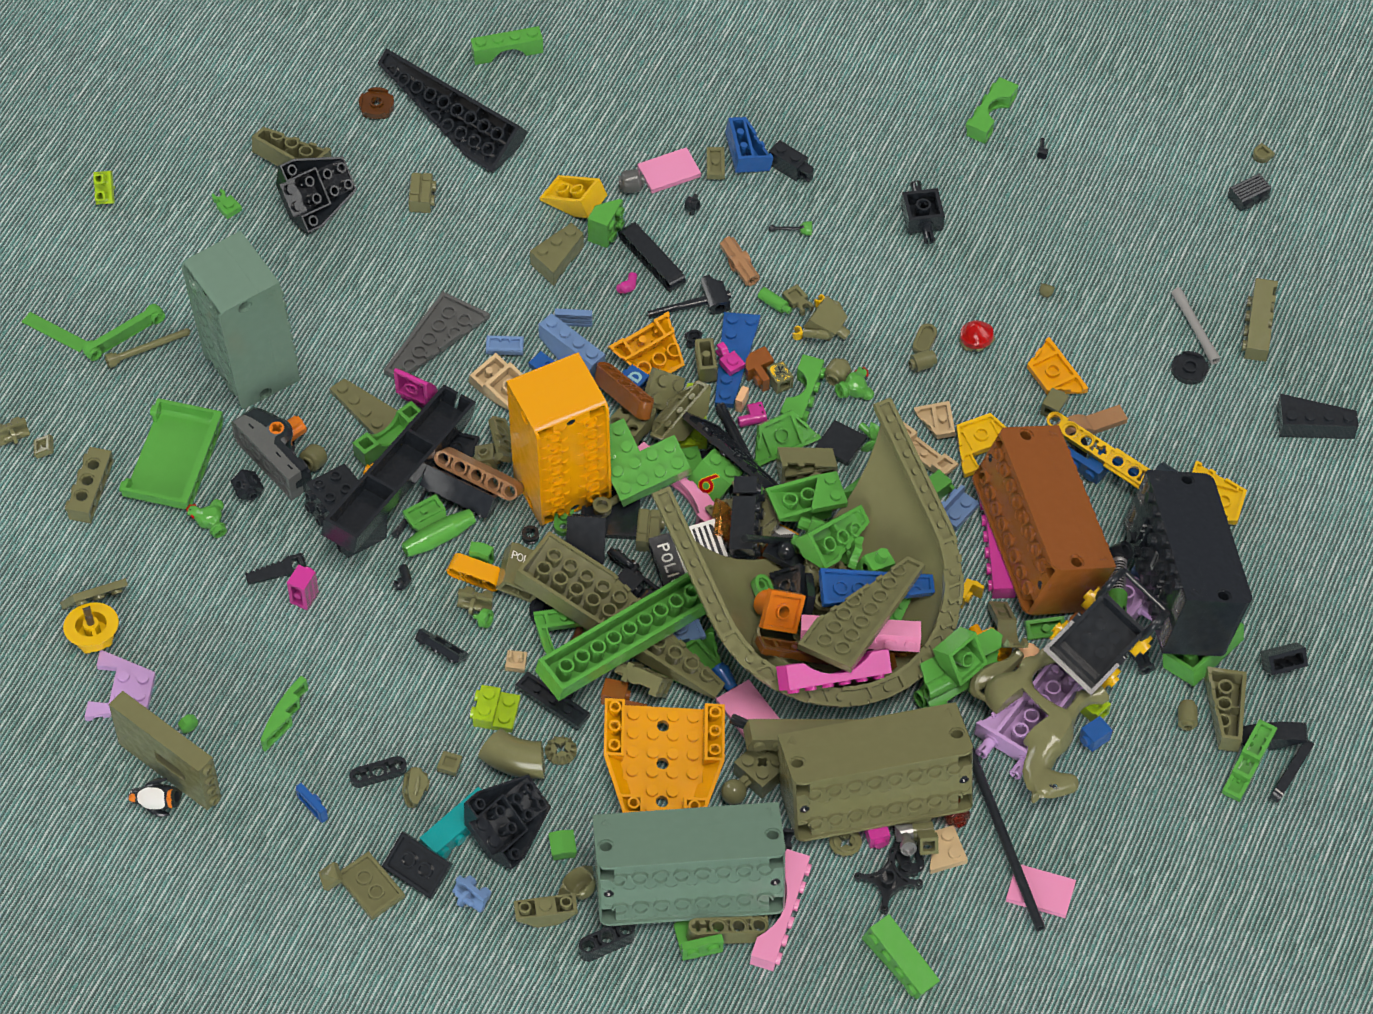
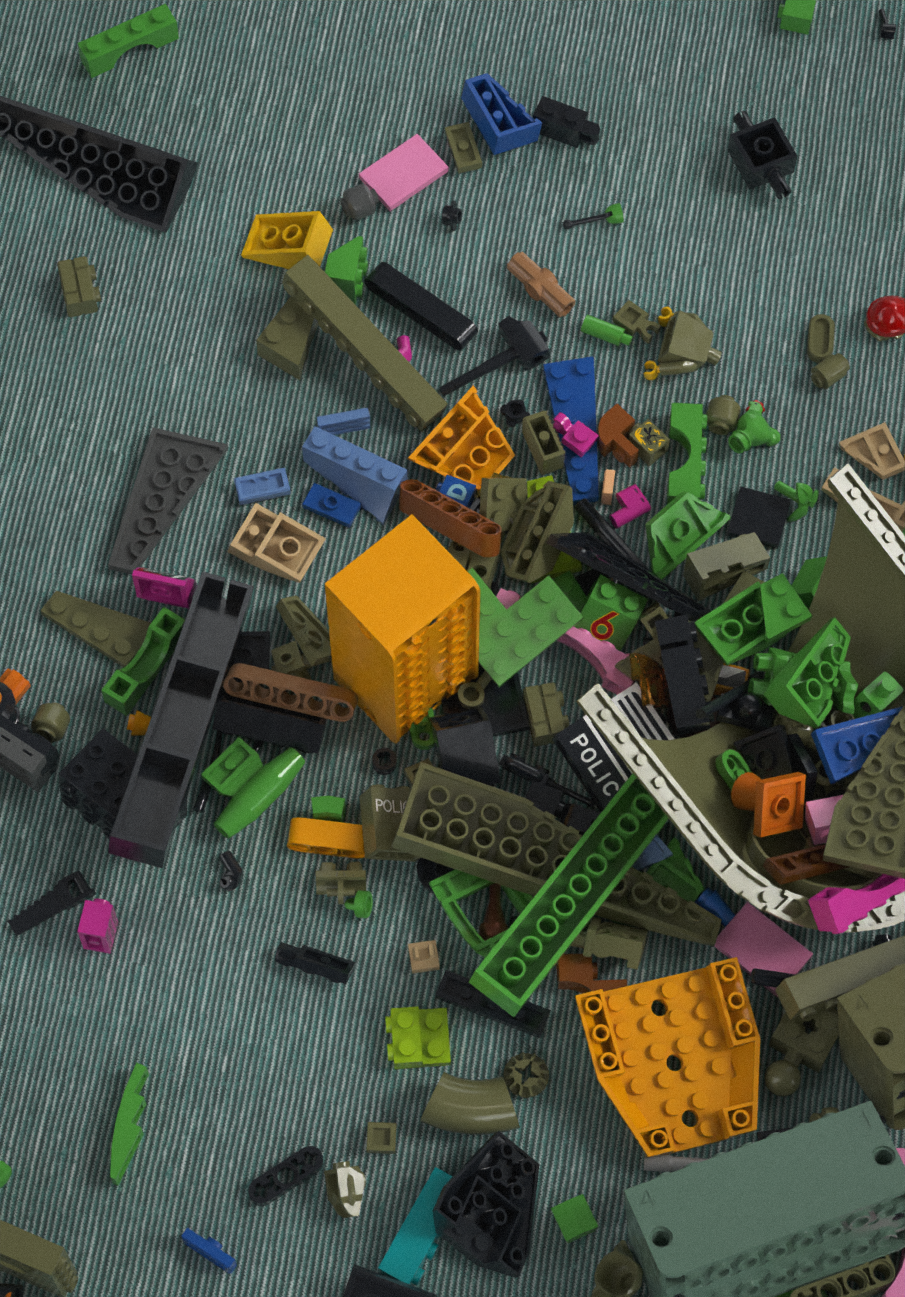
camera: 15 degrees left, 10 degrees up
(602, 268) = (364, 343): none -> olive brick

